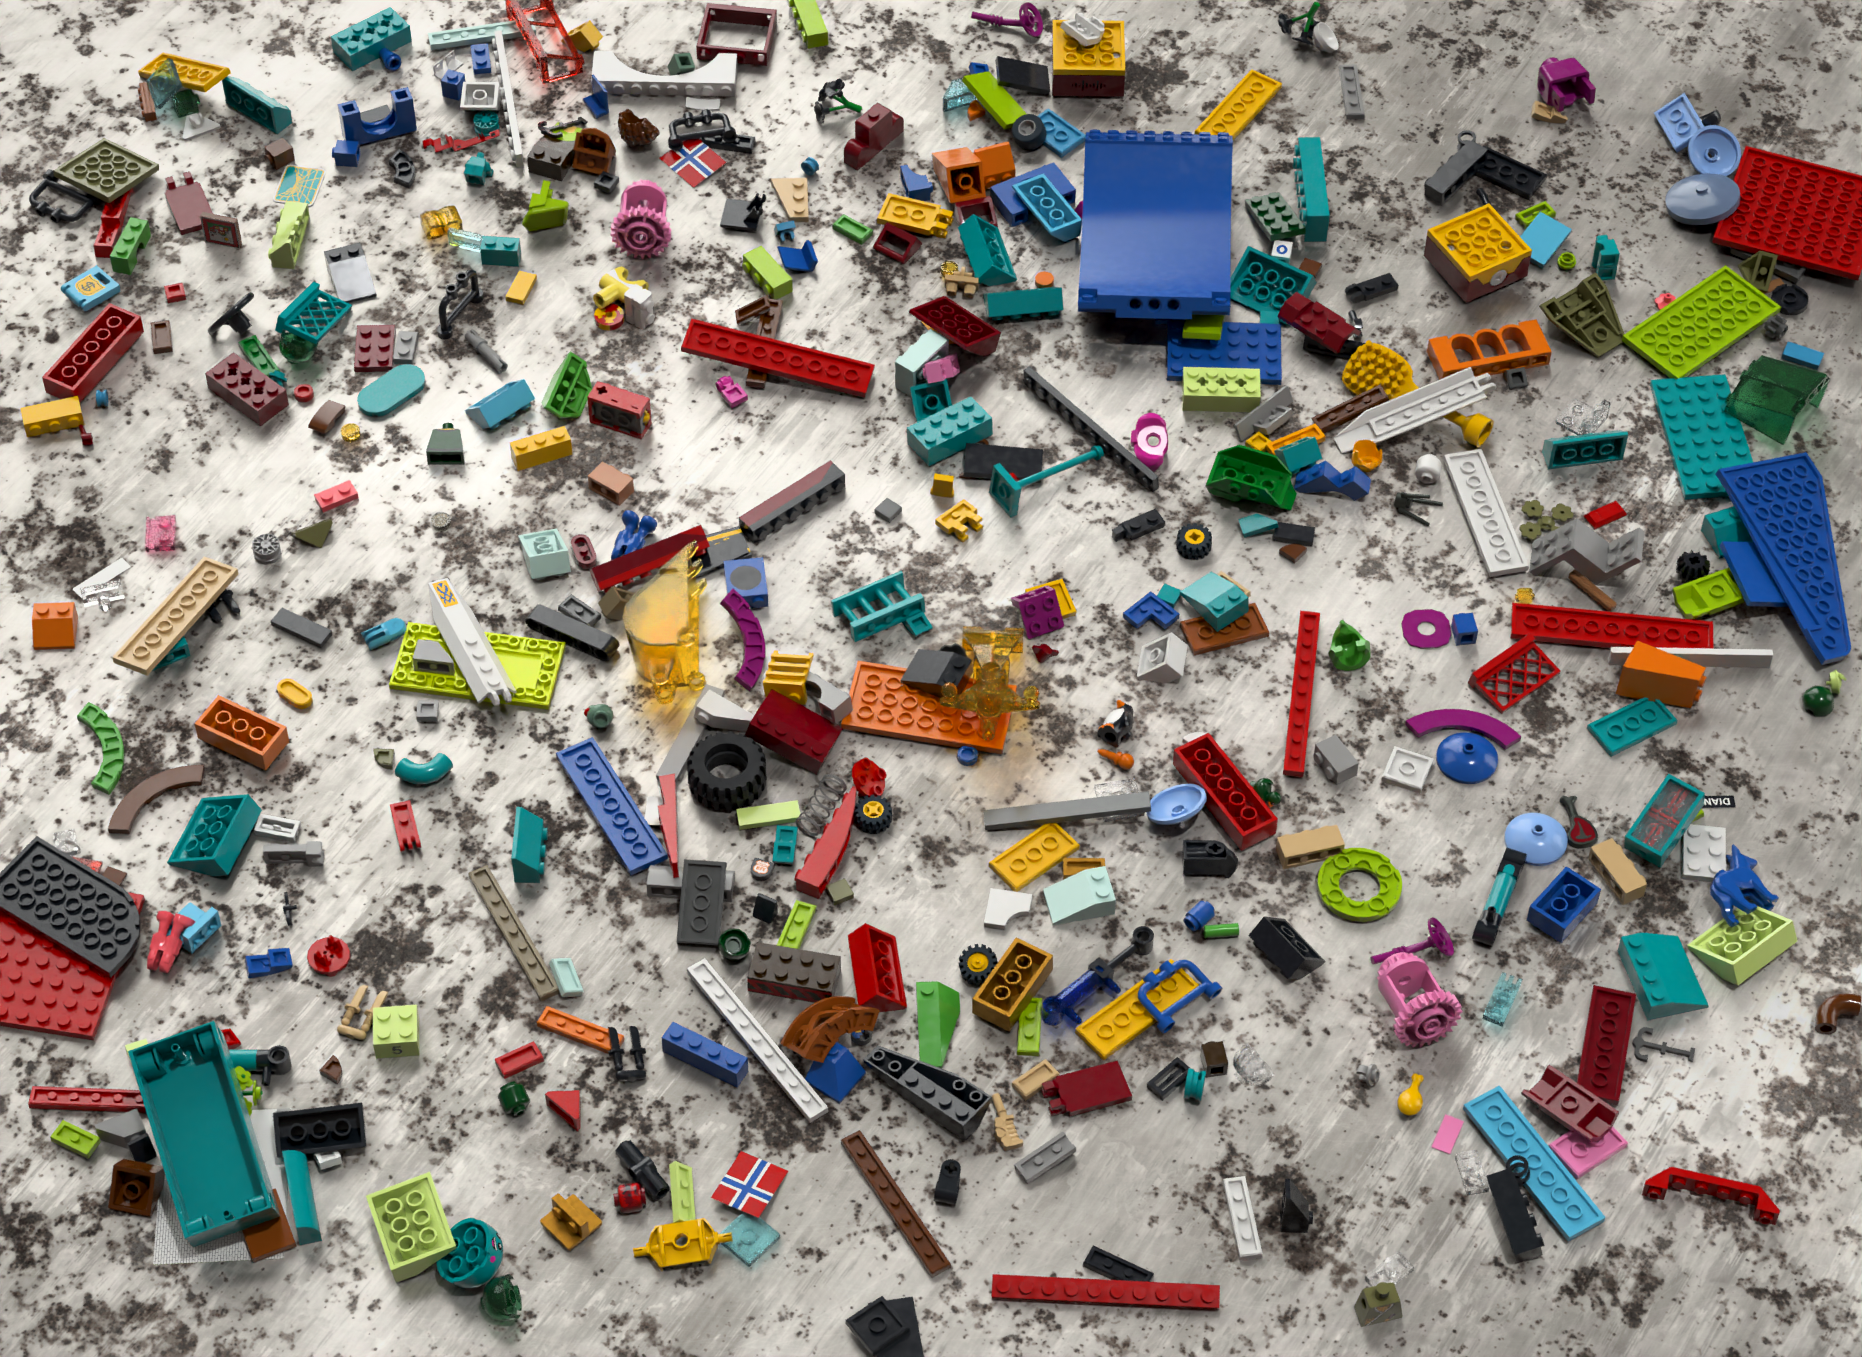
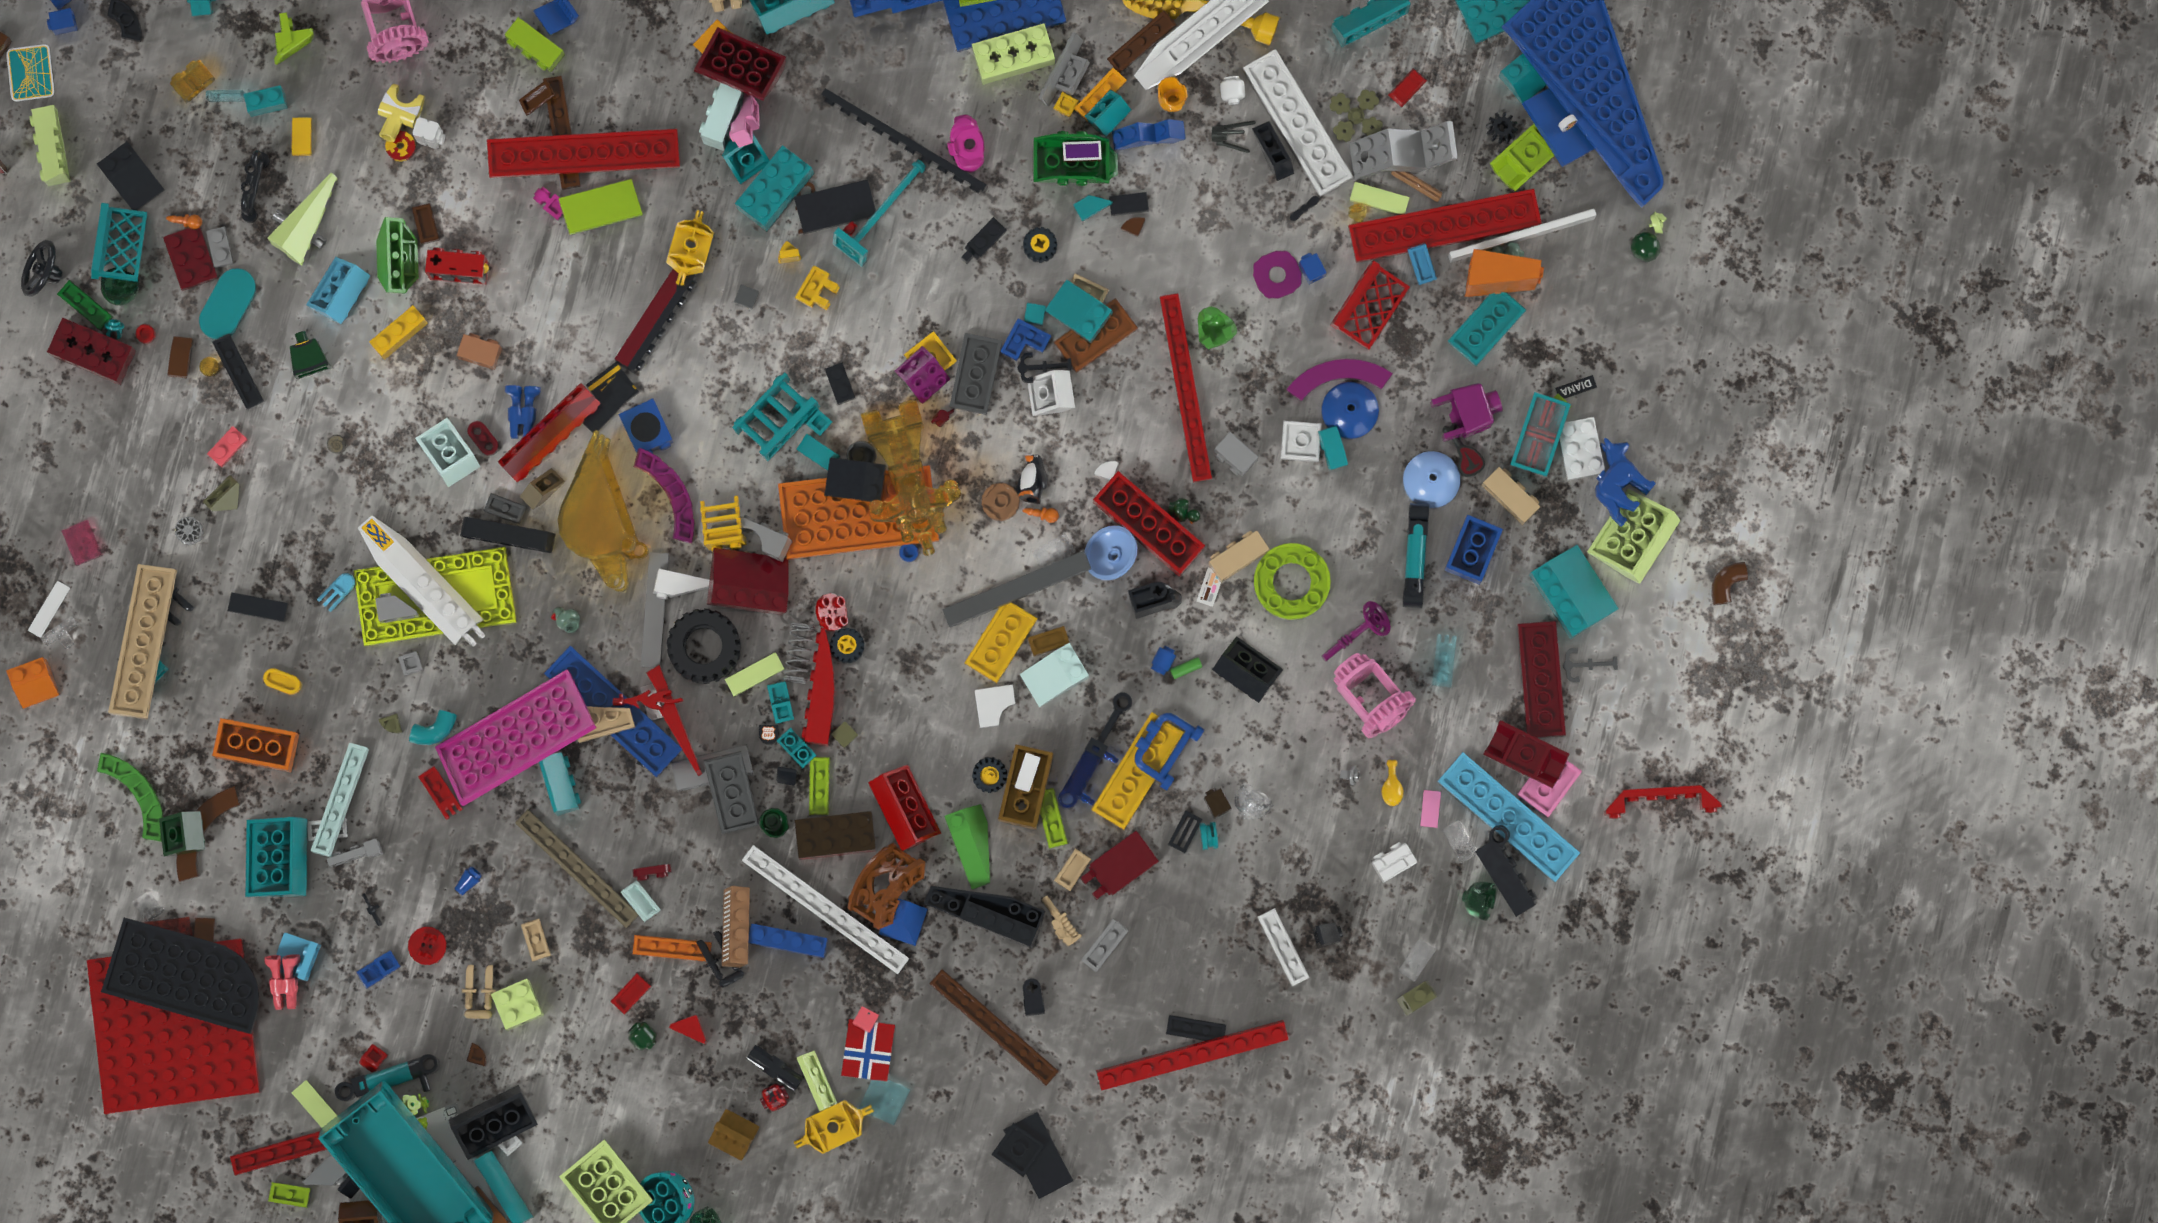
camera: 20 degrees left, 30 degrees up
(132, 784) = (182, 833): none -> dark green slope
(301, 801) = (339, 800): none -> light aqua plate
(375, 441) = (238, 371): none -> black tile
(385, 319) = (193, 221): none -> orange bar
(397, 909) = (468, 880): none -> blue cone
(442, 981) = (535, 940): none -> tan plate
(482, 345) = (297, 230): none -> yellowish green wedge
(501, 789) = (515, 737): none -> dark pink plate
(589, 953) = (643, 873): none -> dark red plate
(593, 805) = (608, 722): none -> tan wing
(606, 373) = (425, 224): none -> reddish brown tile
(650, 796) = (650, 702): none -> red piece
(655, 1022) = (735, 926): none -> medium nougat brick
(758, 1154) = (865, 1019): none -> coral tile
(776, 404) = (600, 207): none -> lime tile
(784, 887) = (796, 747): none -> teal slope
(848, 452) = (685, 259): none -> yellow plate
(905, 644) = (816, 451): none -> teal slope
(952, 601) = (840, 383): none -> black plate
(1019, 964) = (1027, 772): none -> white sticker
(1077, 738) = (1000, 501): none -> medium nougat tile
(1091, 626) = (975, 374): none -> dark grey plate
(1143, 634) = (1023, 368): none -> black piece
(1261, 473) = (1081, 151): none -> dark purple tile
(1269, 871) = (1209, 588): none -> white sticker
(1391, 1168) = (1394, 862): none -> white brick
(1439, 781) = (1333, 447): none -> teal slope
(1455, 528) = (1273, 151): none -> black slope
(1471, 581) = (1304, 208): none -> black piece
(1479, 1229) = (1479, 899): none -> clear green cylinder
(1550, 593) = (1379, 199): none -> yellowish green tile
(1579, 653) = (1422, 264): none -> dark azure tile
(1595, 782) = (1470, 410): none -> magenta piece
(1763, 568) = (1567, 123): none -> white tile

